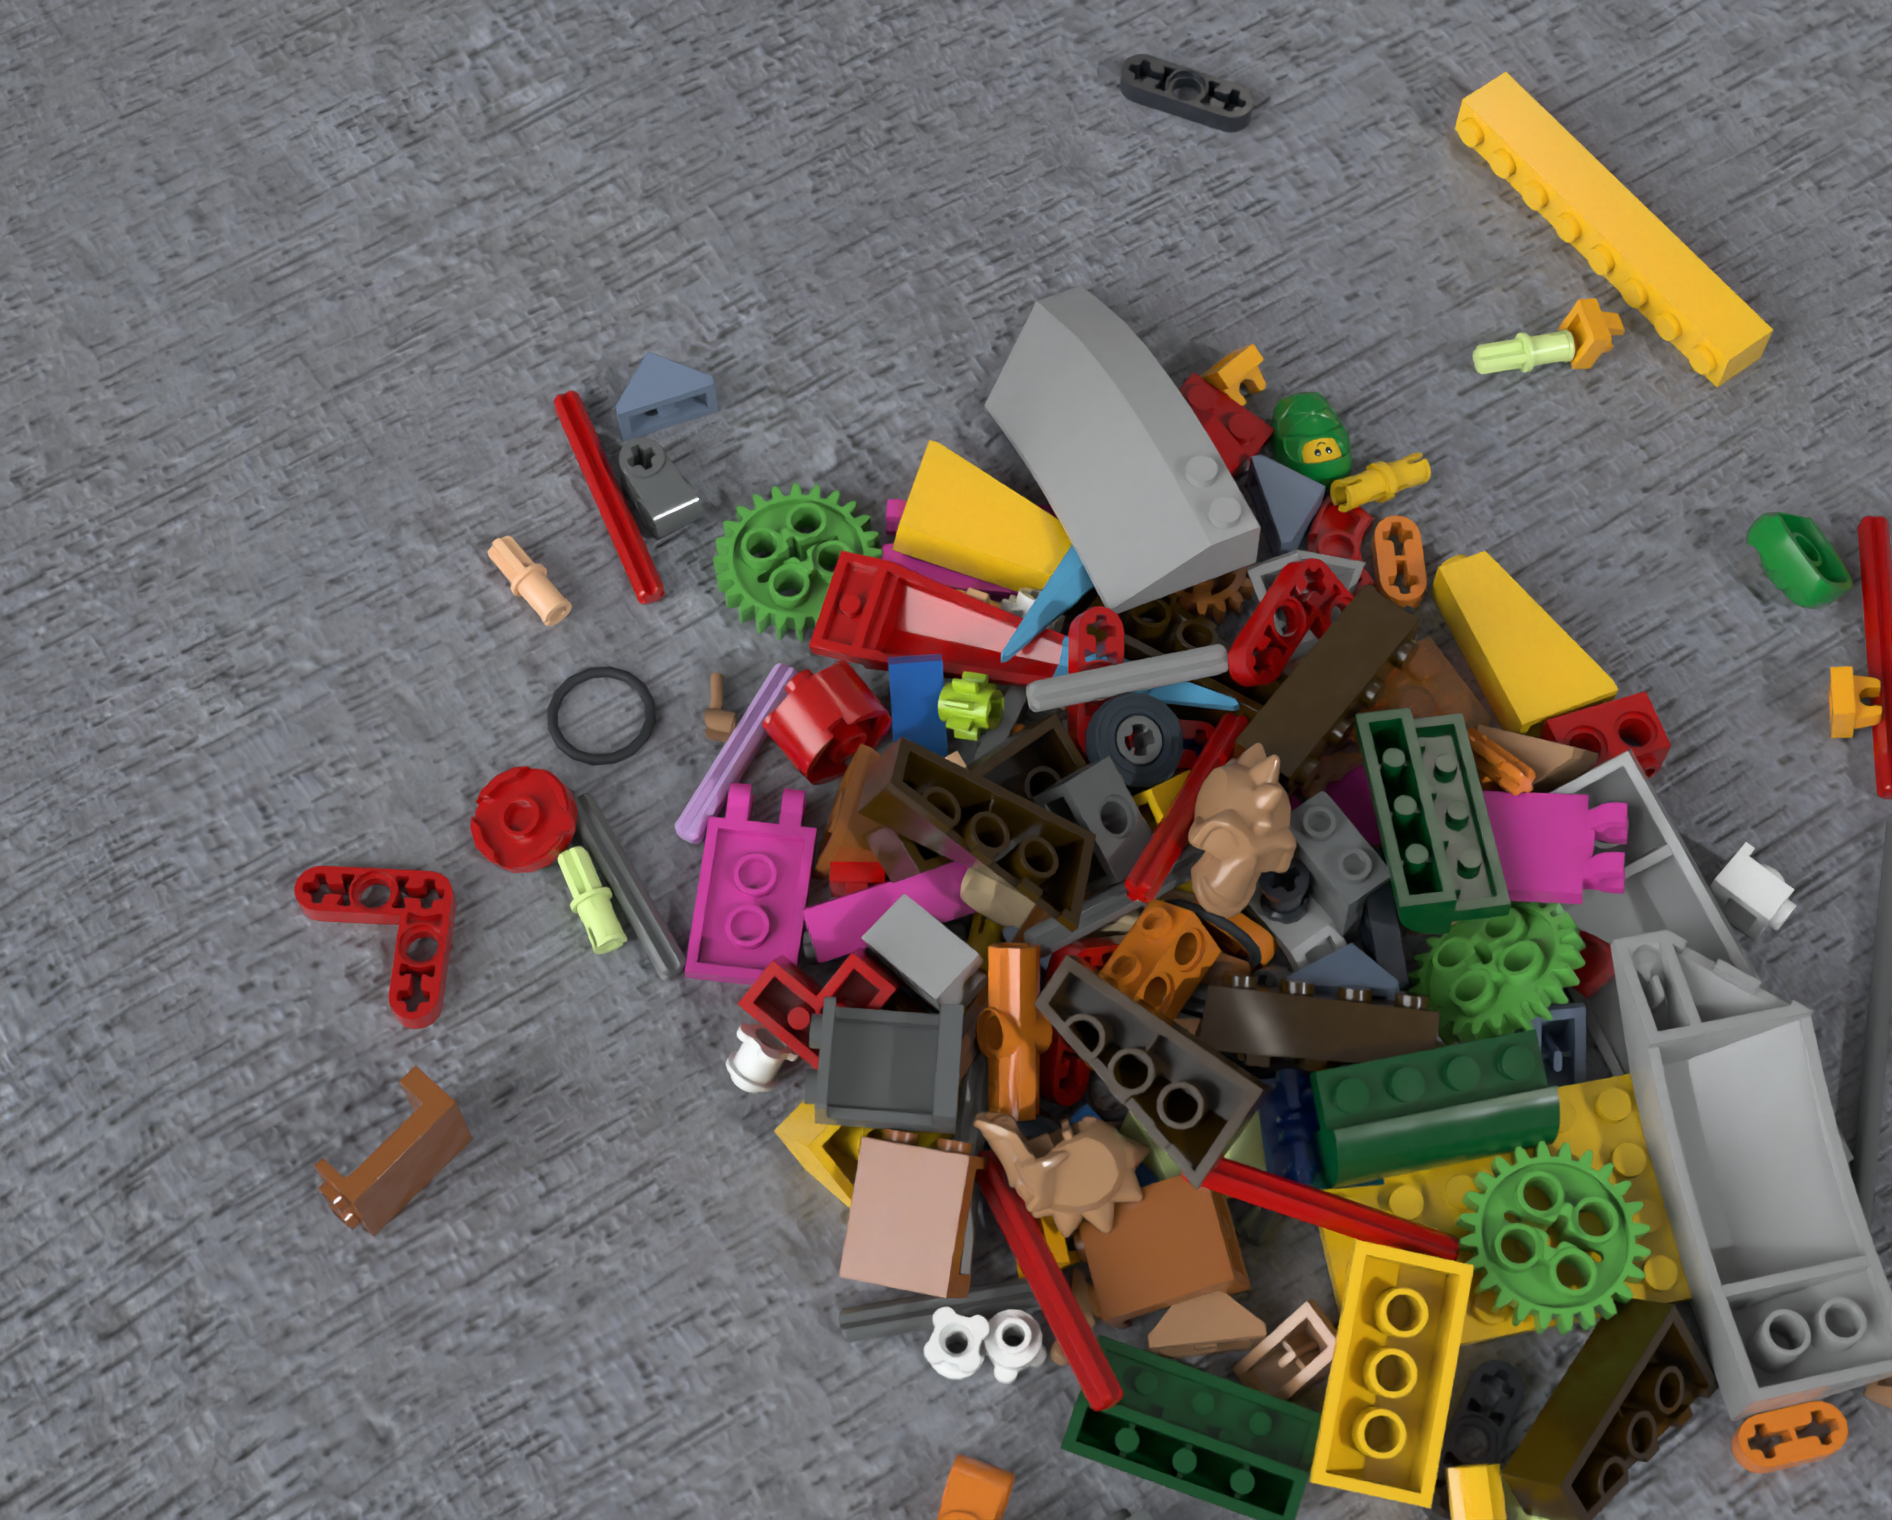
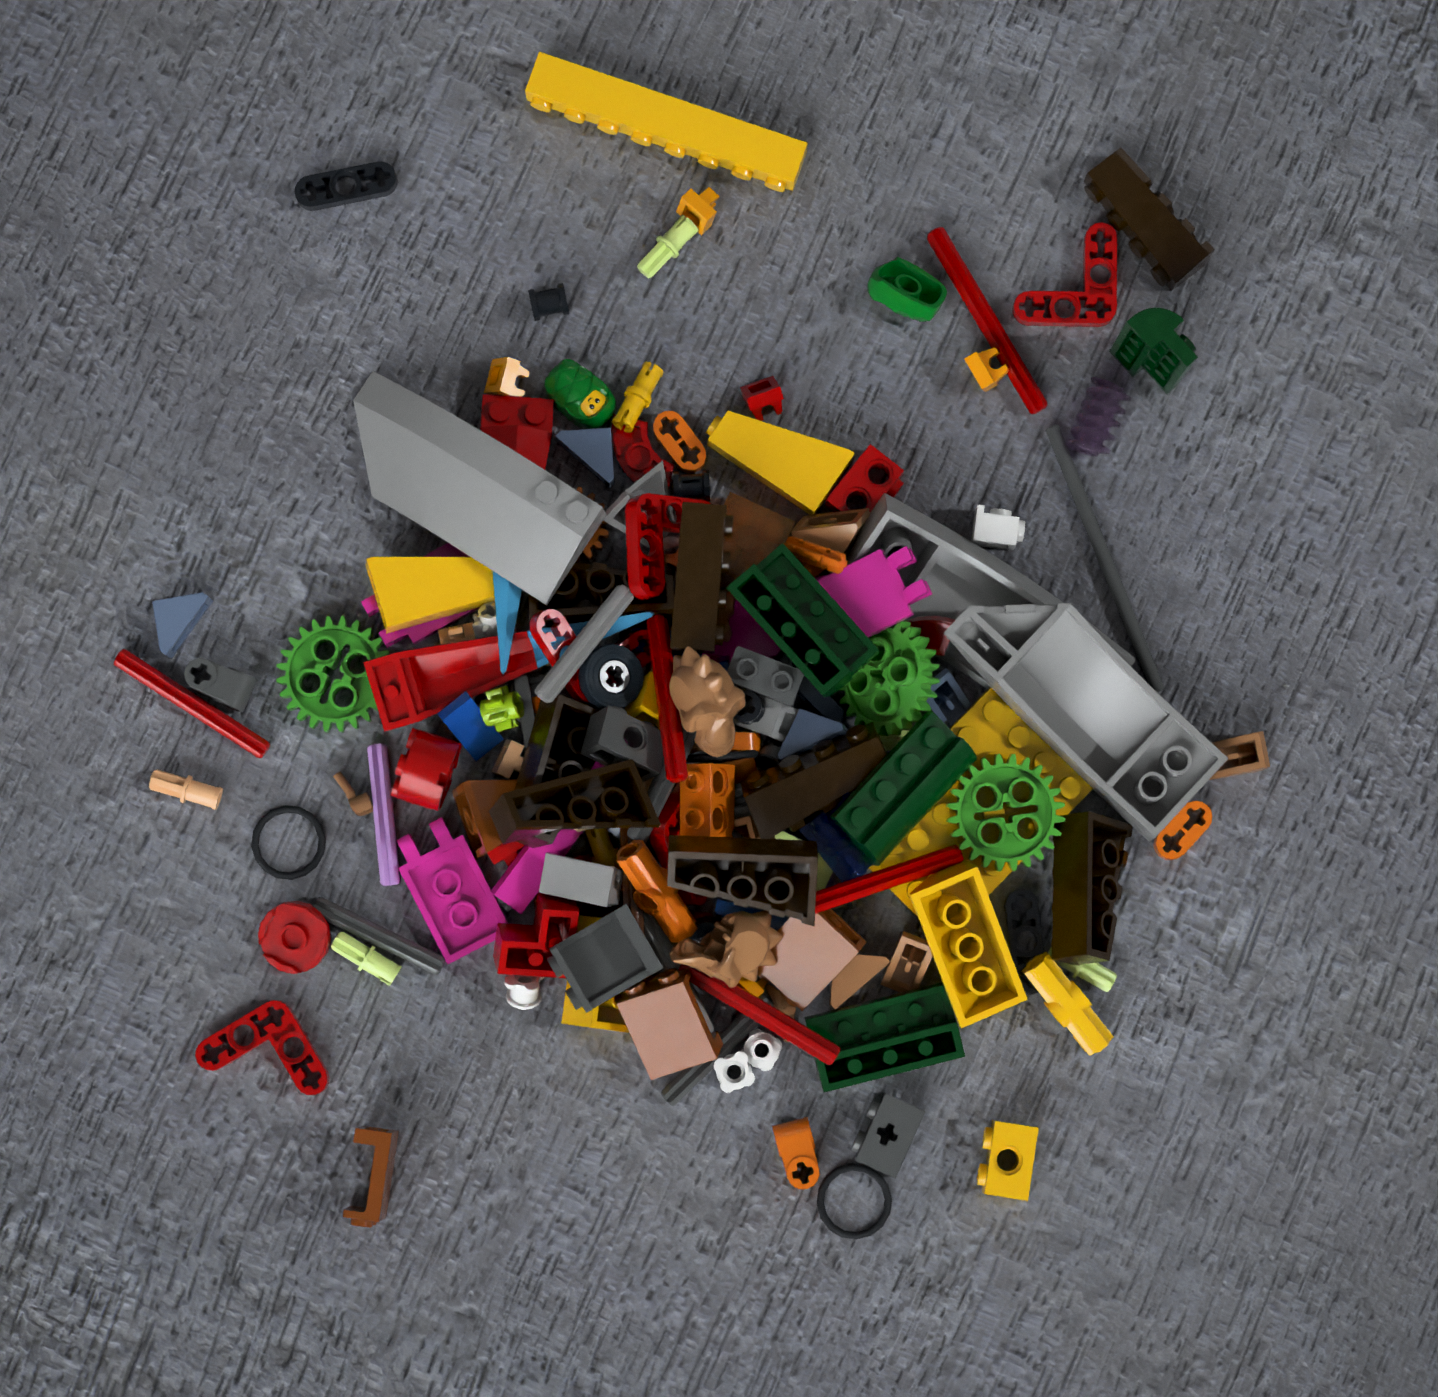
camera: 35 degrees left, 20 degrees up
(1340, 327) = (548, 302): none -> black bush
(1539, 568) = (761, 394): none -> red tile

